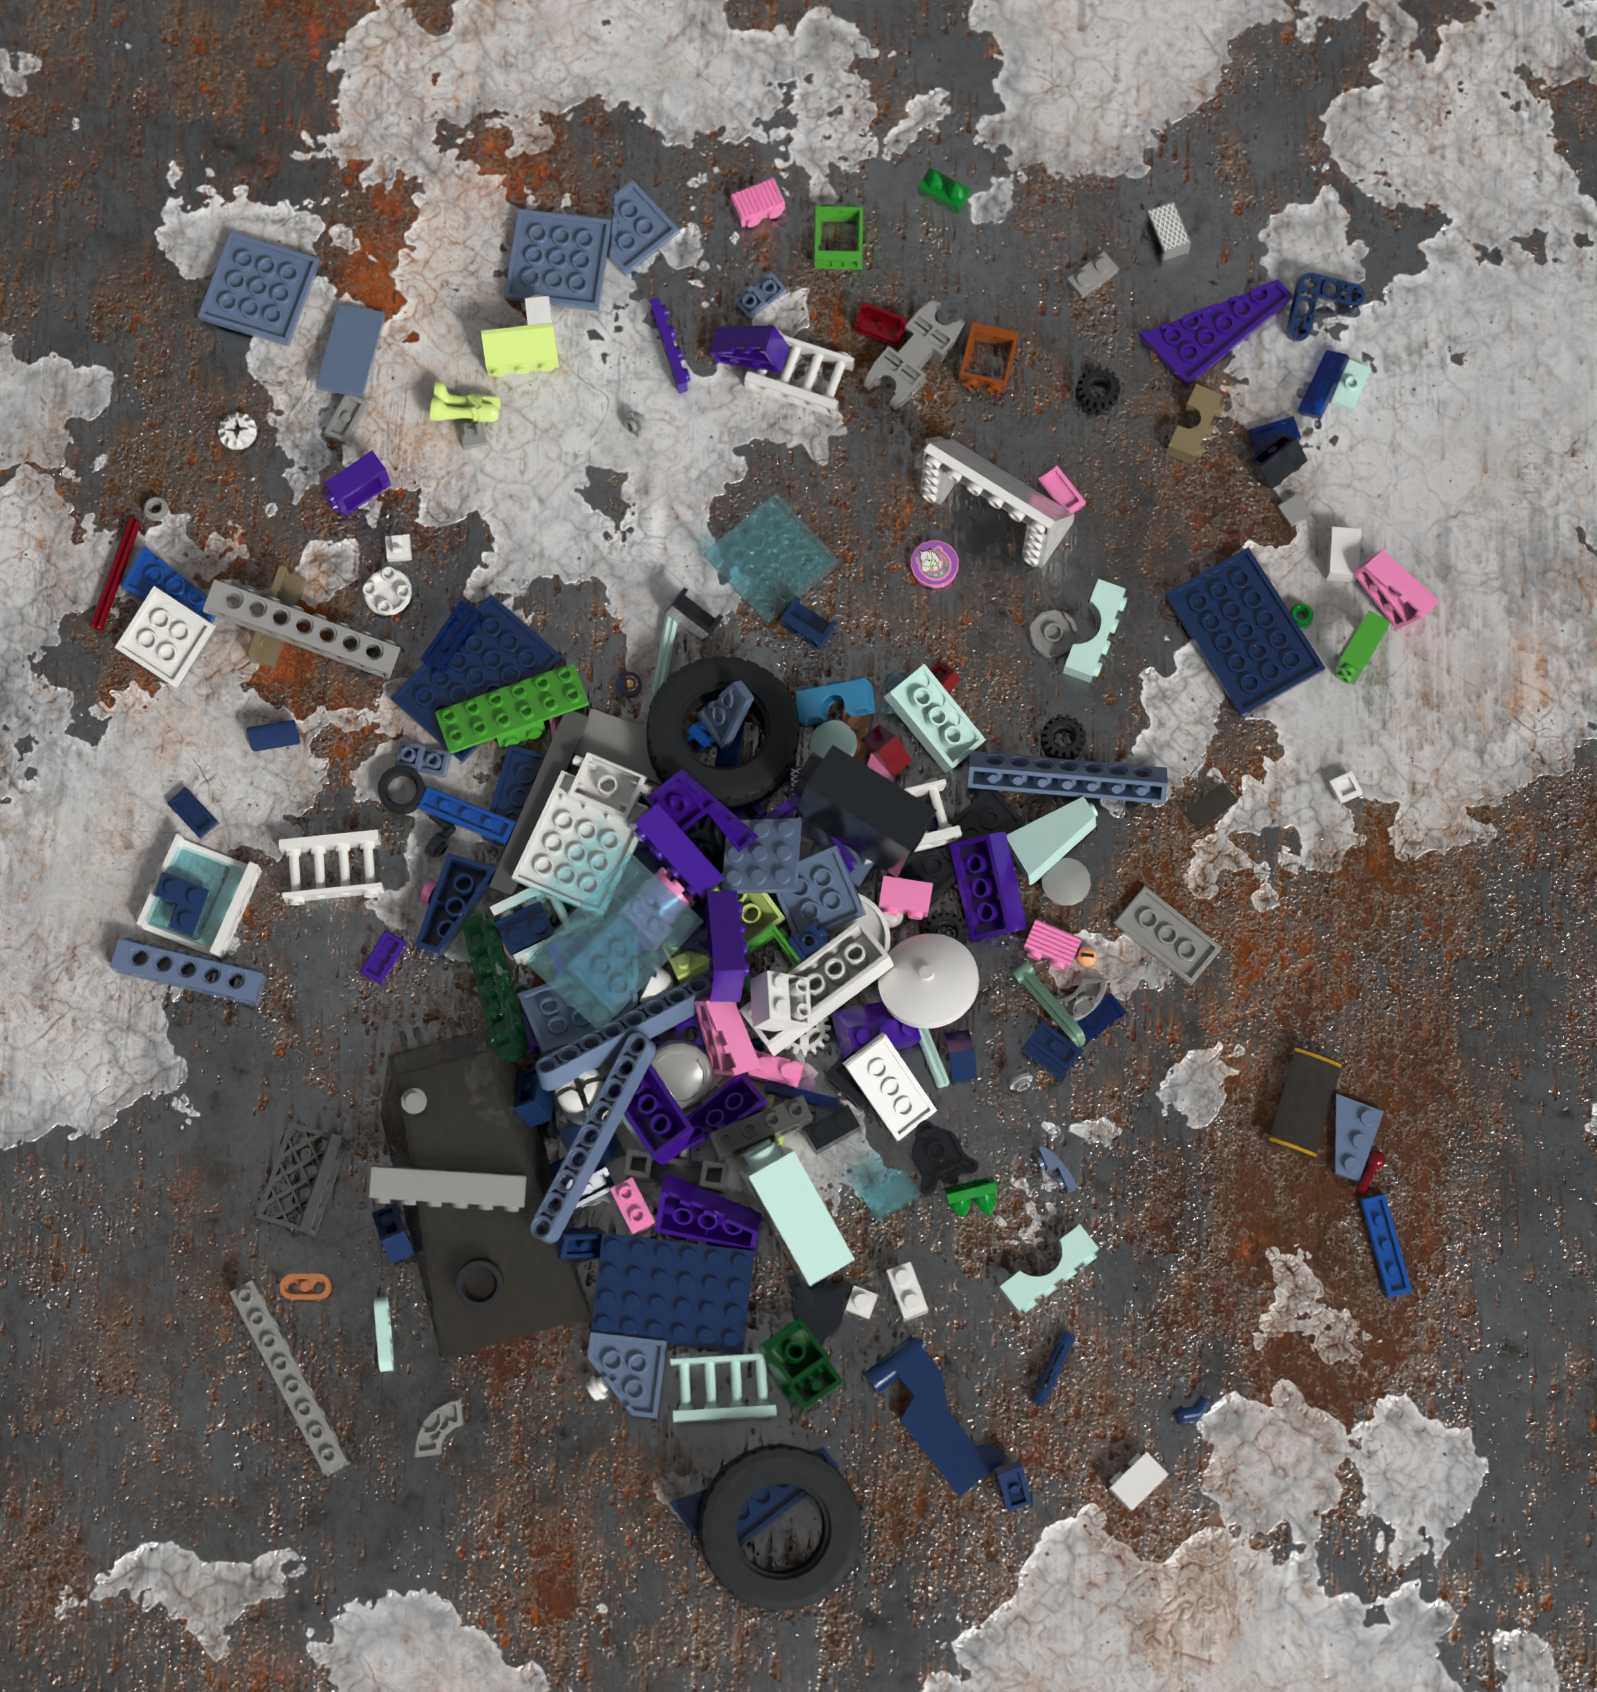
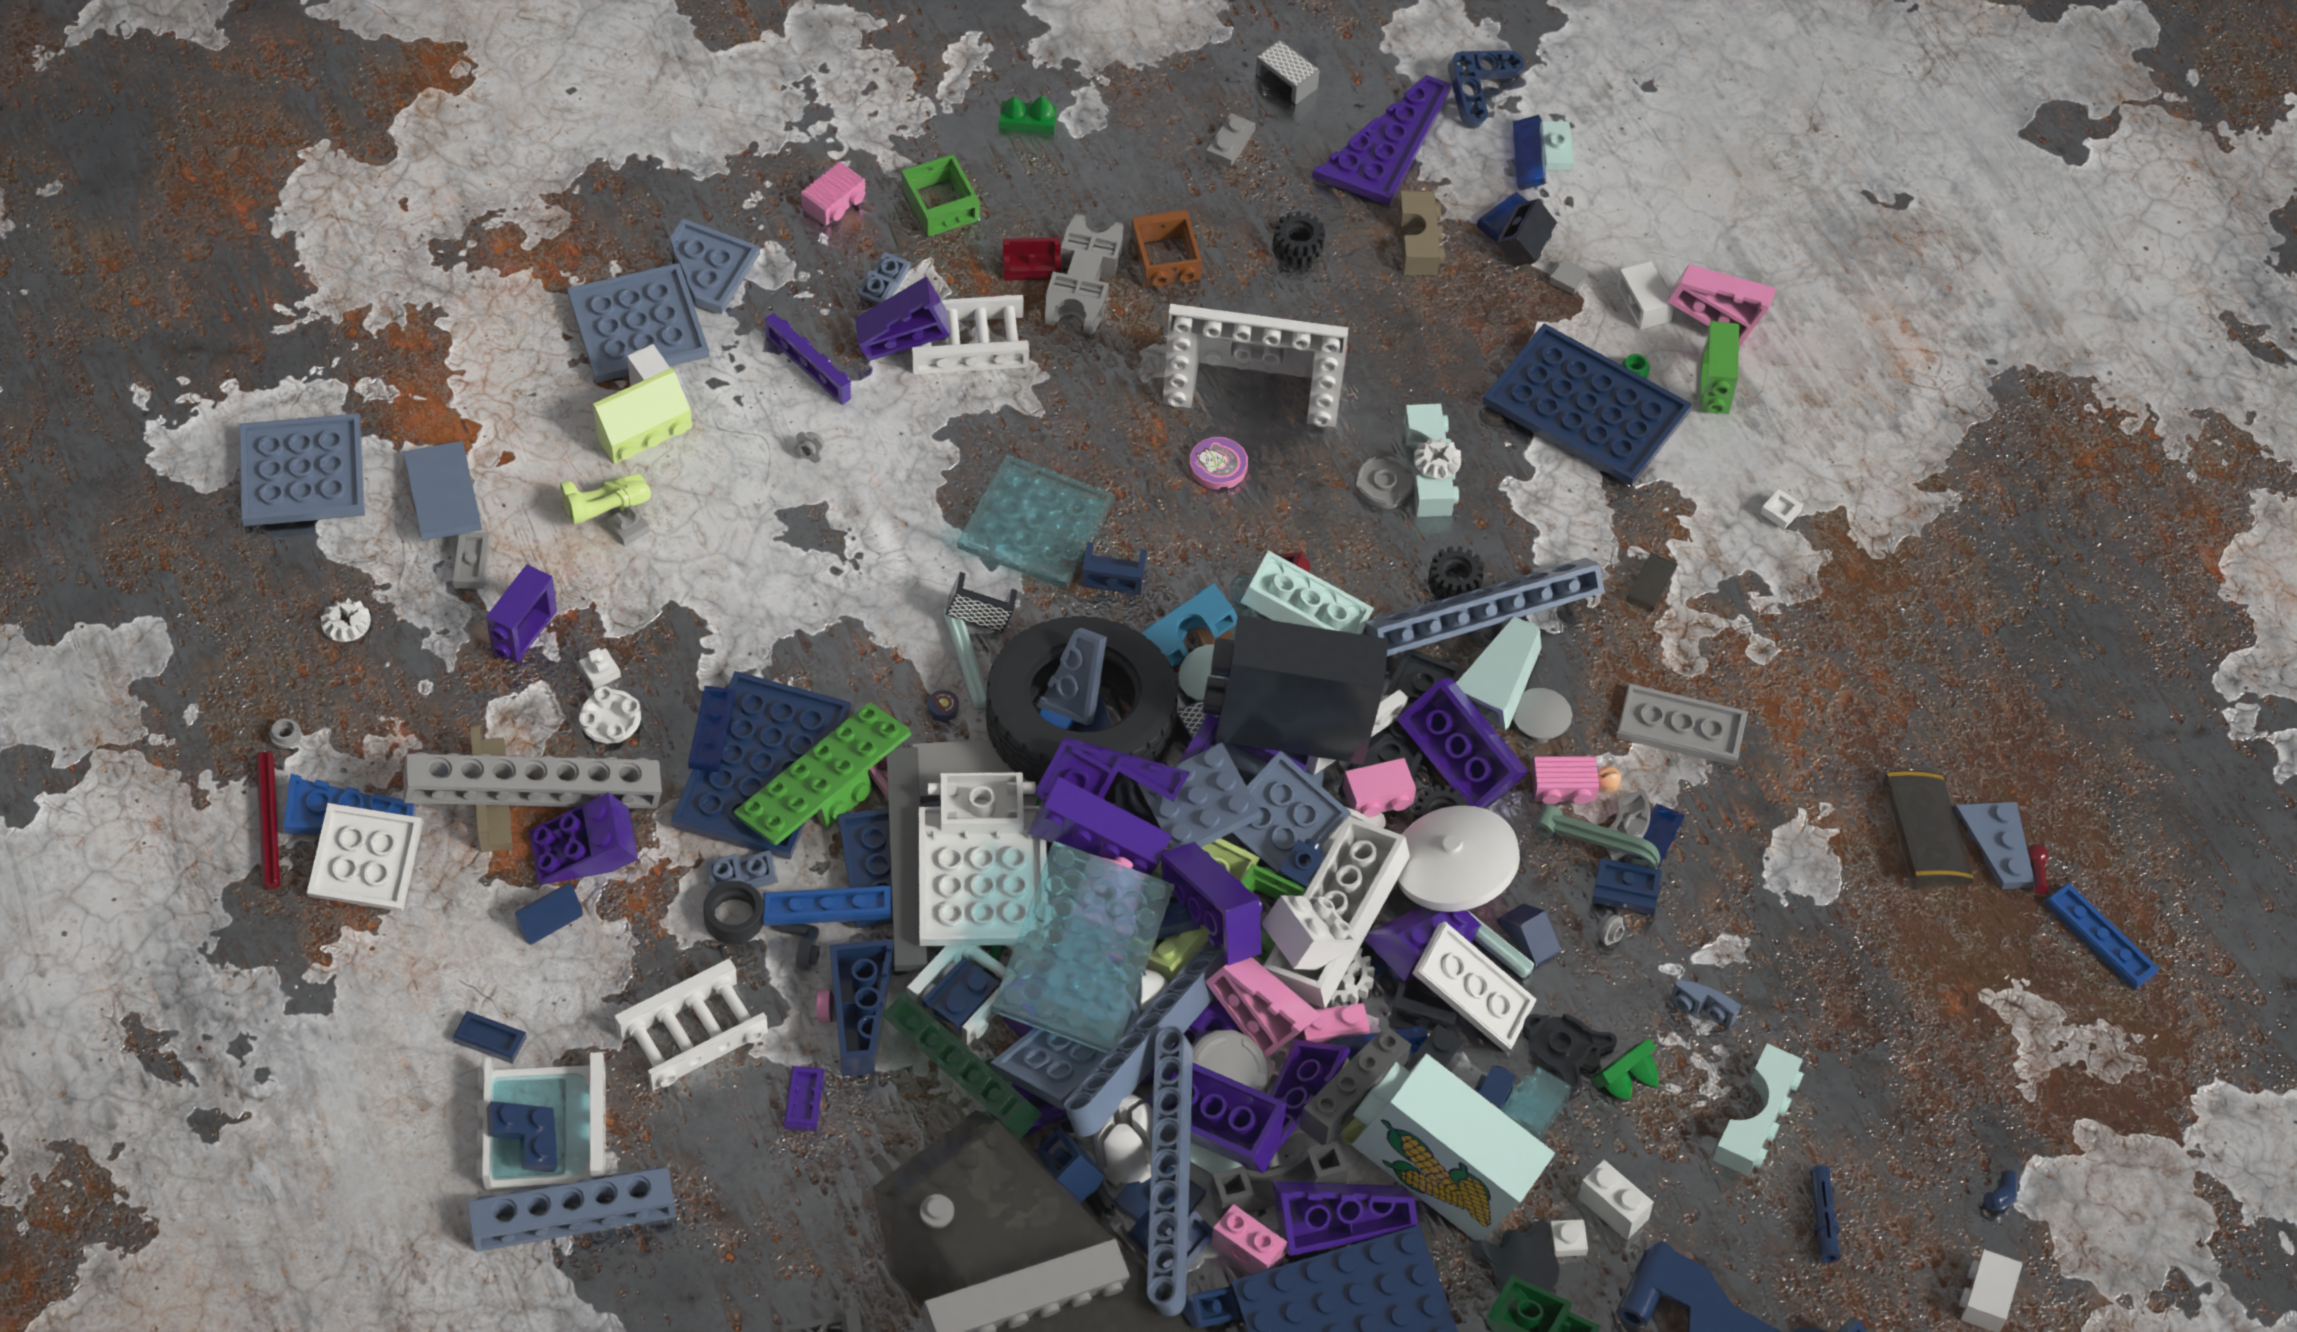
camera: 30 degrees left, 20 degrees down
(323, 688) = (584, 841): none -> dark purple slope
(865, 1169) = (1496, 1086): none -> dark blue brick
(1092, 647) = (1437, 468): none -> white gear

